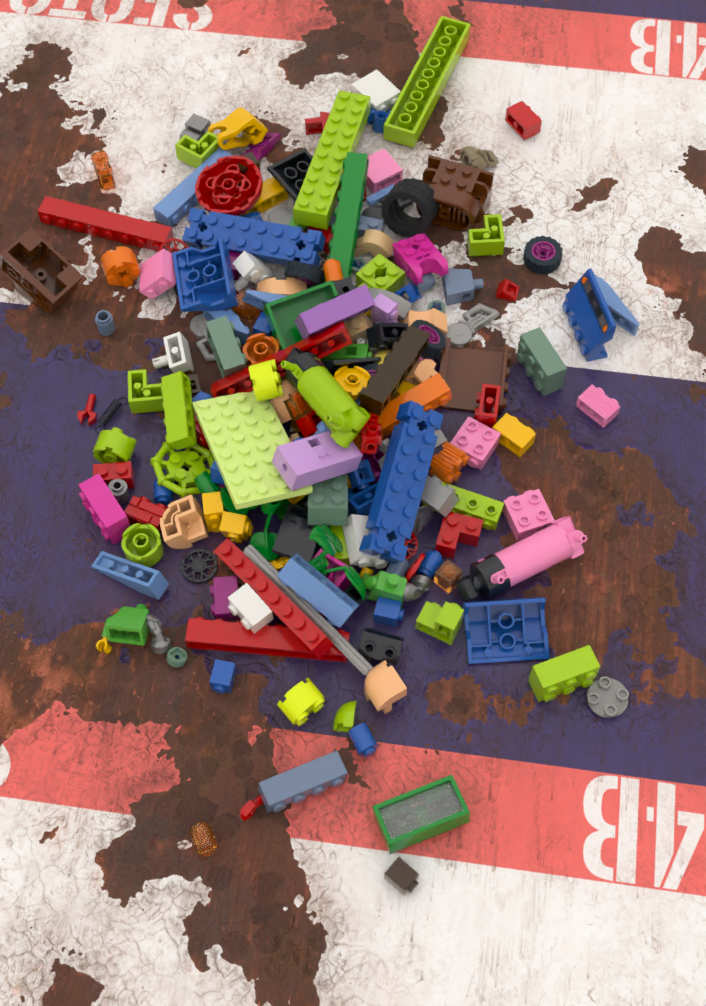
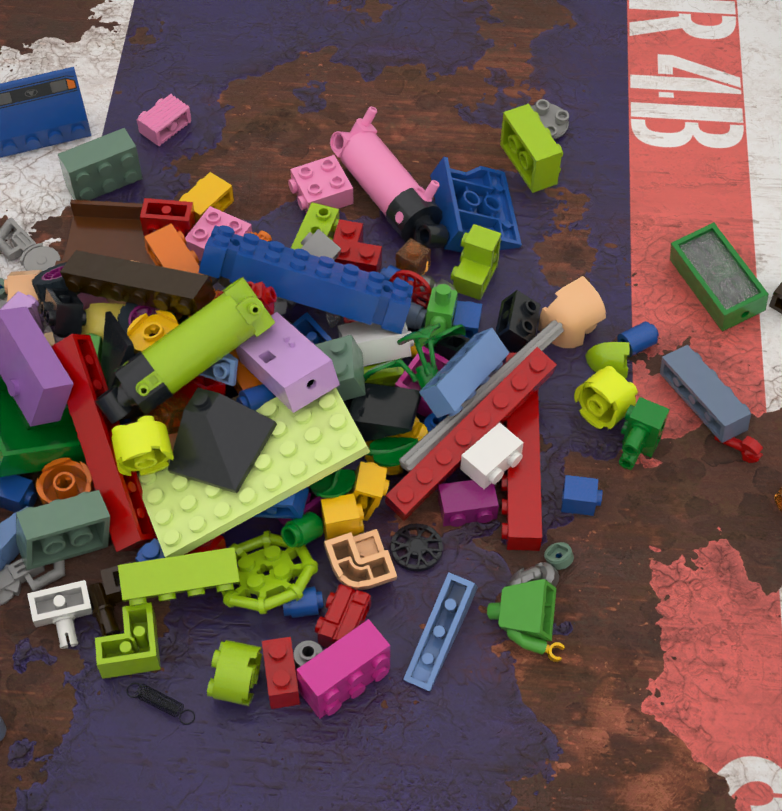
camera: 95 degrees left, 5 degrees down
(88, 411) = (154, 736): red bar -> none
(142, 544) = (399, 613): lime brick -> none
(266, 425) = (219, 440): none -> black slope
(268, 723) = (642, 431): none -> green brick

